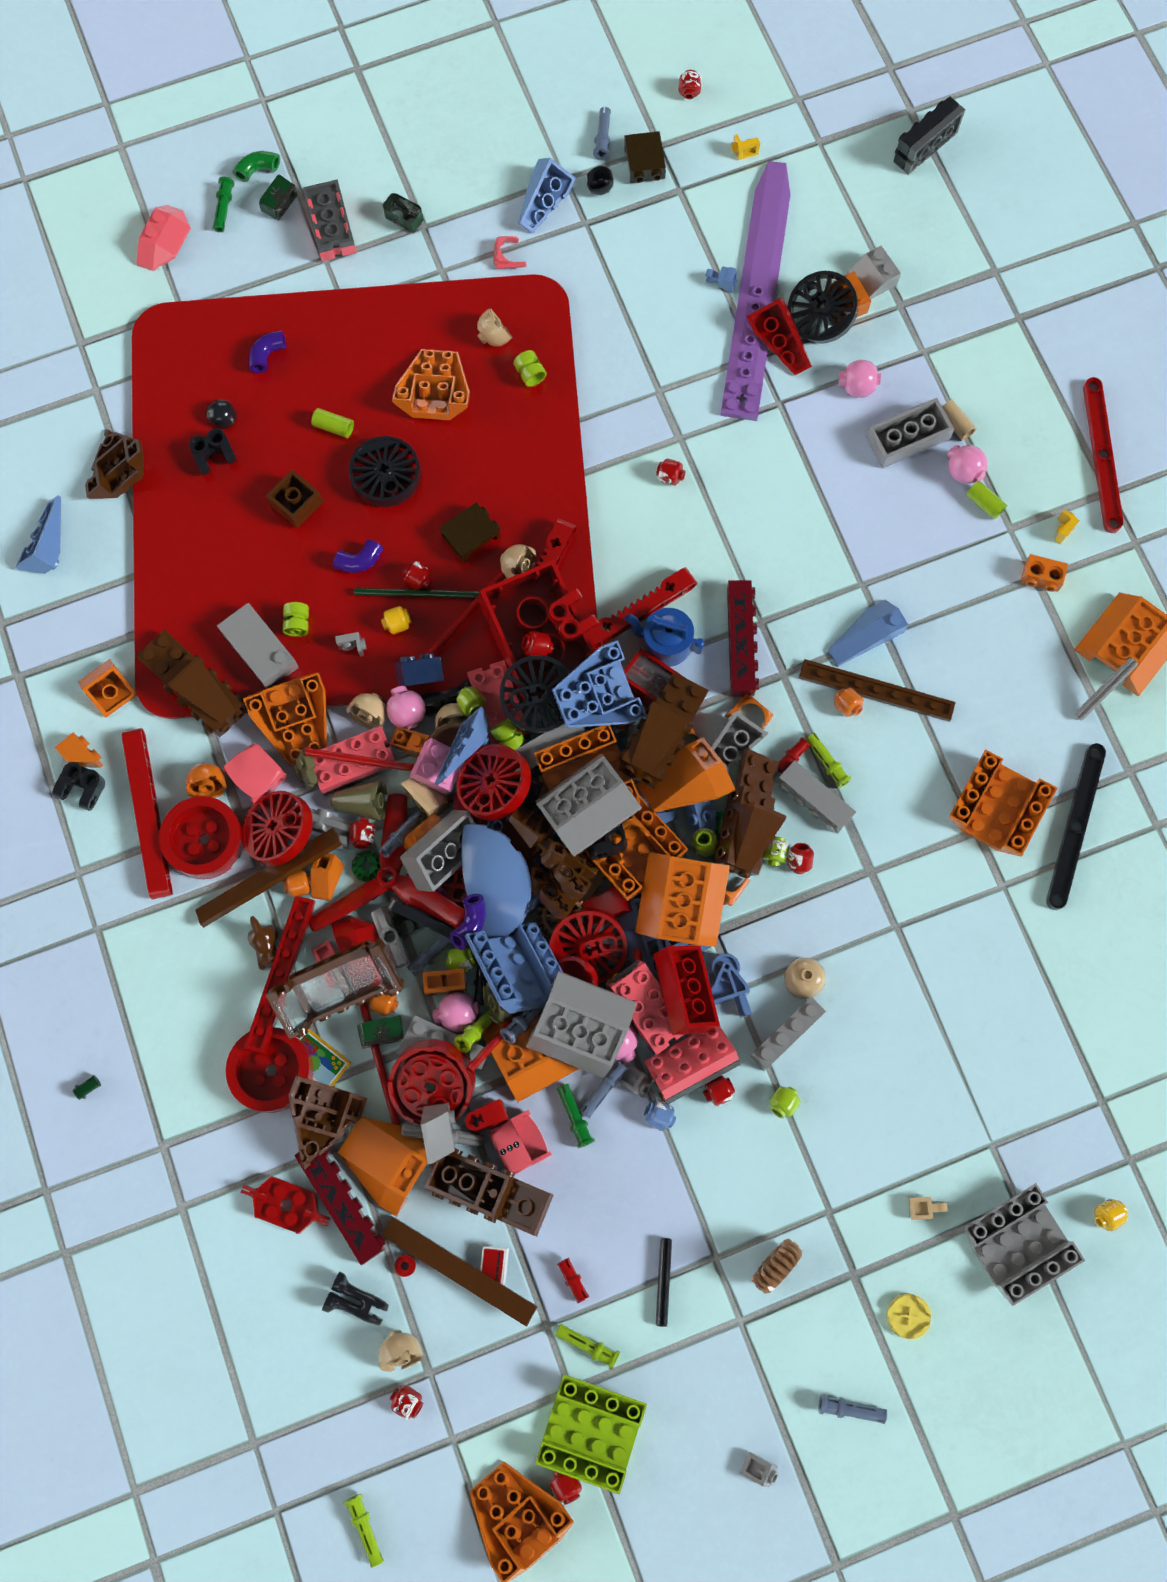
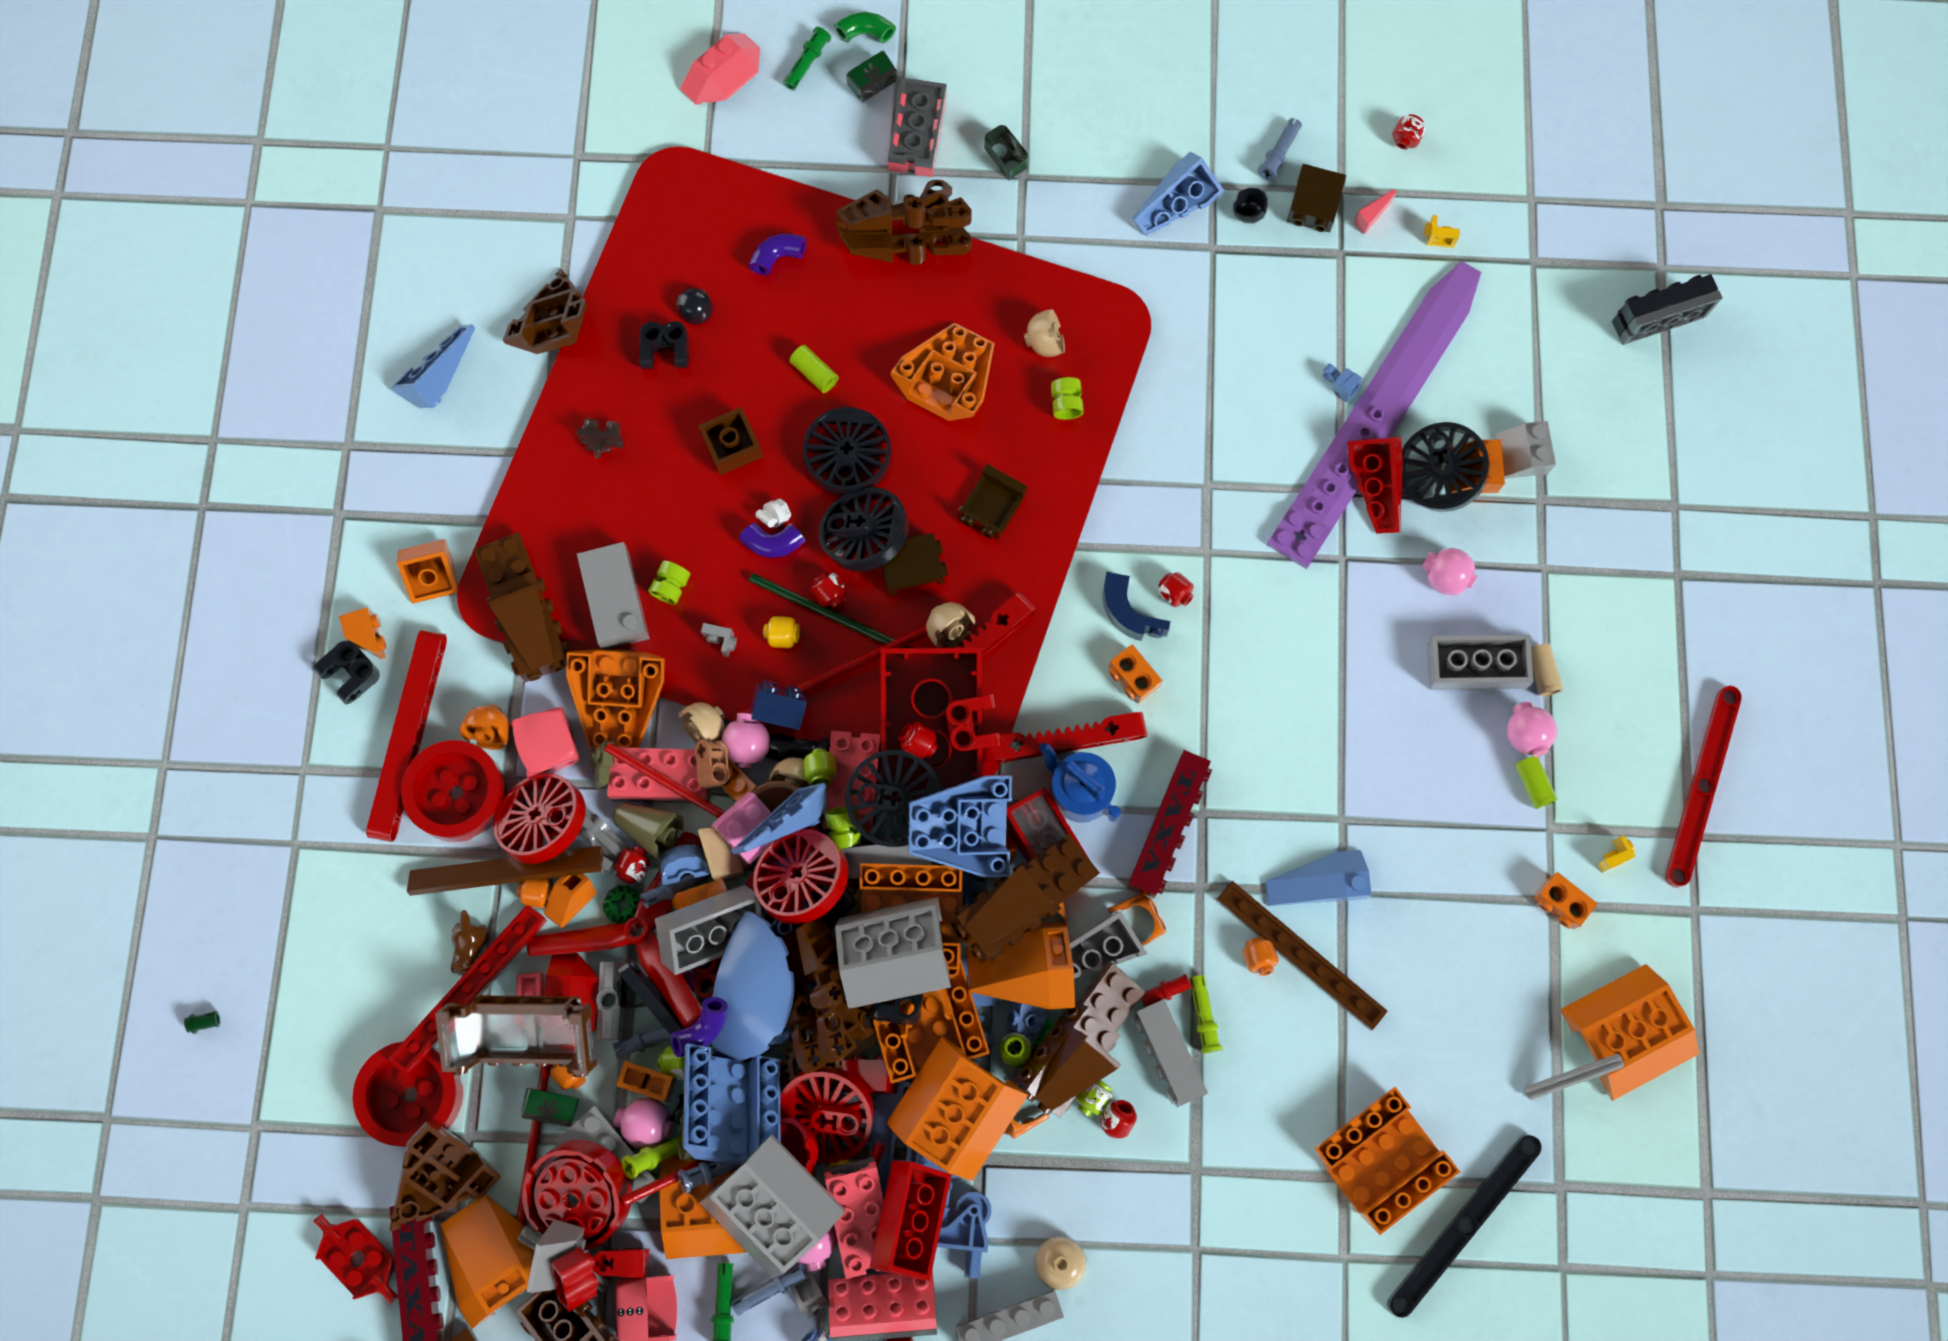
camera: 20 degrees right, 0 degrees up
(196, 538) = (599, 440): none -> clear smoke hips
(325, 300) = (867, 225): none -> reddish brown piece
(327, 1062) = (477, 1113): sticker -> none
(351, 538) = (774, 513): none -> white piece
(389, 734) = (712, 764): none -> nougat piece
(397, 813) = (683, 860): none -> medium blue cylinder
(416, 524) = (857, 529): none -> black piece
(459, 1139) = (574, 1278): none -> red brick
(499, 260) = (1091, 252): coral helmet -> none
(509, 464) = (992, 502): none -> dark brown panel
(641, 506) = (1123, 615): none -> dark blue arch
(671, 539) = (1140, 671): none -> orange brick
(688, 152) = (1368, 215): none -> coral slope

